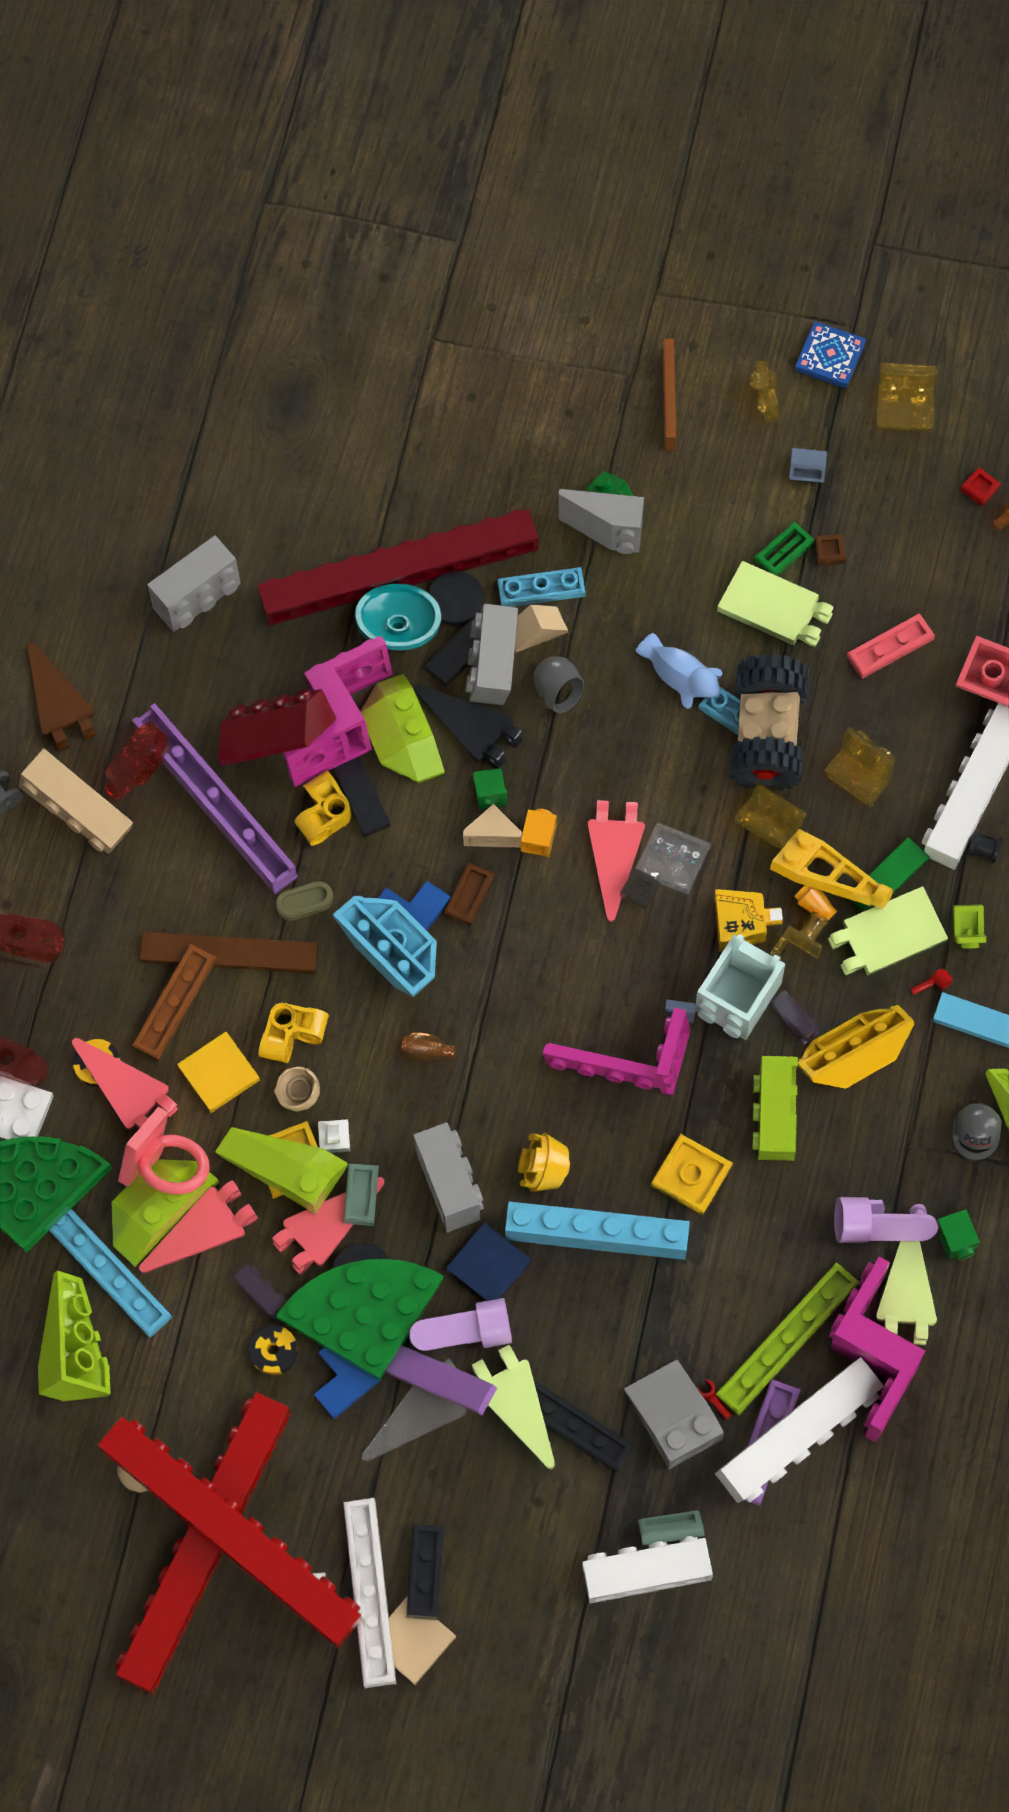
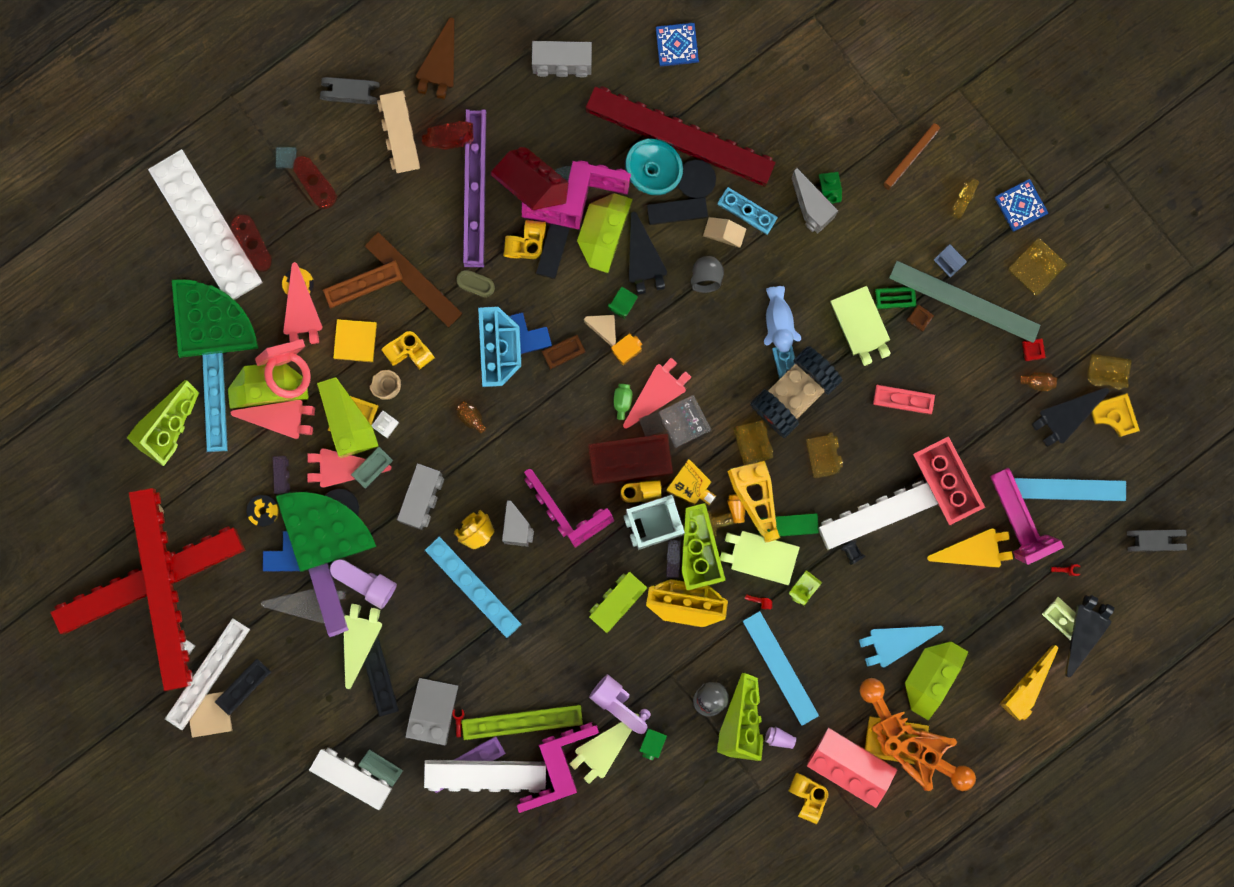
camera: 35 degrees right, 15 degrees up
(309, 479) = (677, 44): none -> blue tile
(488, 1264) = (405, 557): dark blue tile -> none
(492, 654) = (683, 231): light grey brick -> none
(583, 891) = (622, 400): none -> bright green plant
(588, 1115) = (516, 528): none -> light grey slope
(650, 943) = (630, 459): none -> clear red brick
(689, 1007) = (613, 505): sand blue tile -> none
(691, 1174) = (548, 597): yellow tile -> none
(695, 967) = (644, 491): none -> yellow piece
(825, 981) = (700, 555): none -> lime wedge
(862, 494) = (965, 301): none -> sand green tile

